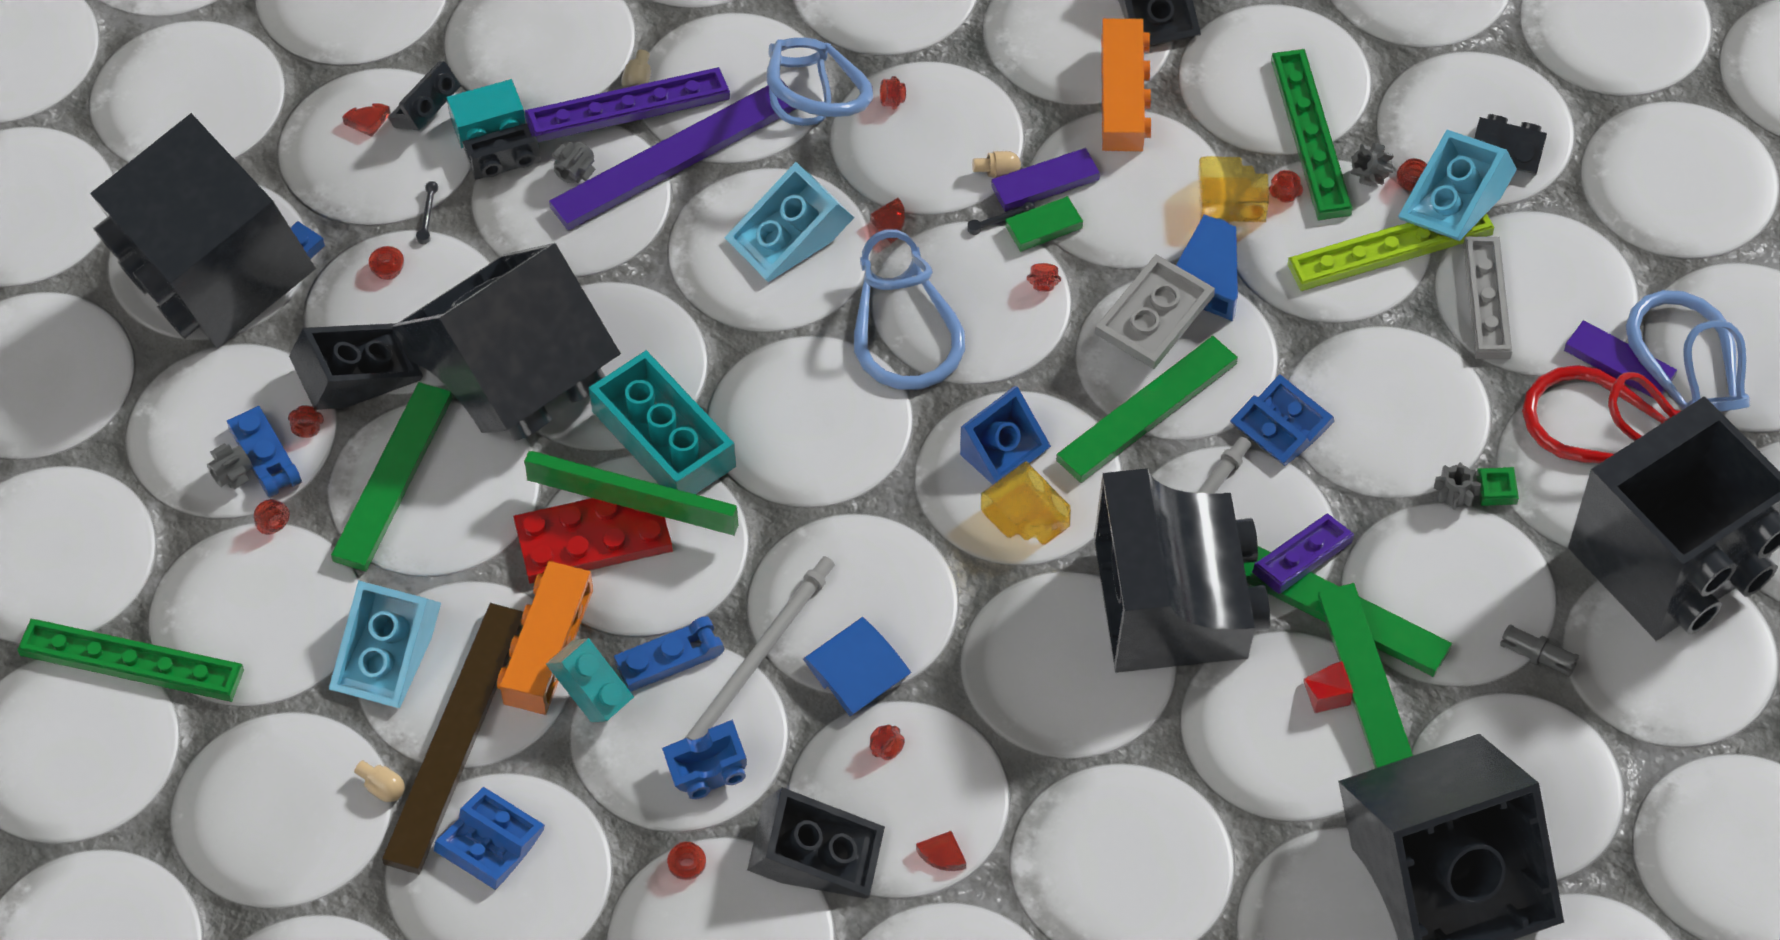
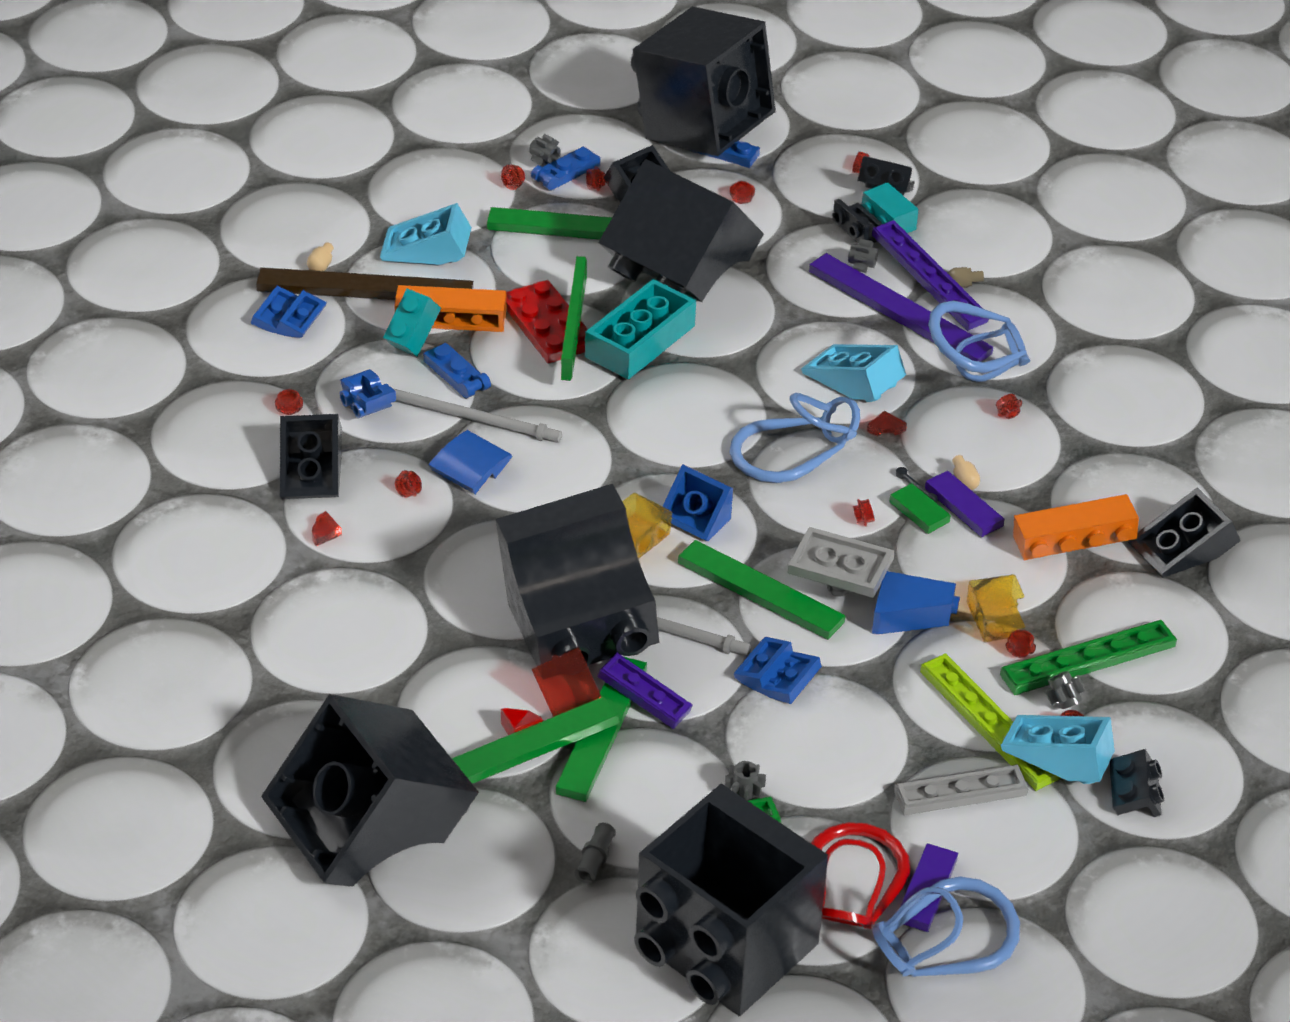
camera: 75 degrees right, 15 degrees down
(131, 660) = (388, 145): green tile -> none
(423, 235) = (774, 206): black hinge -> none
(1293, 624) = (566, 682): none -> clear red piece

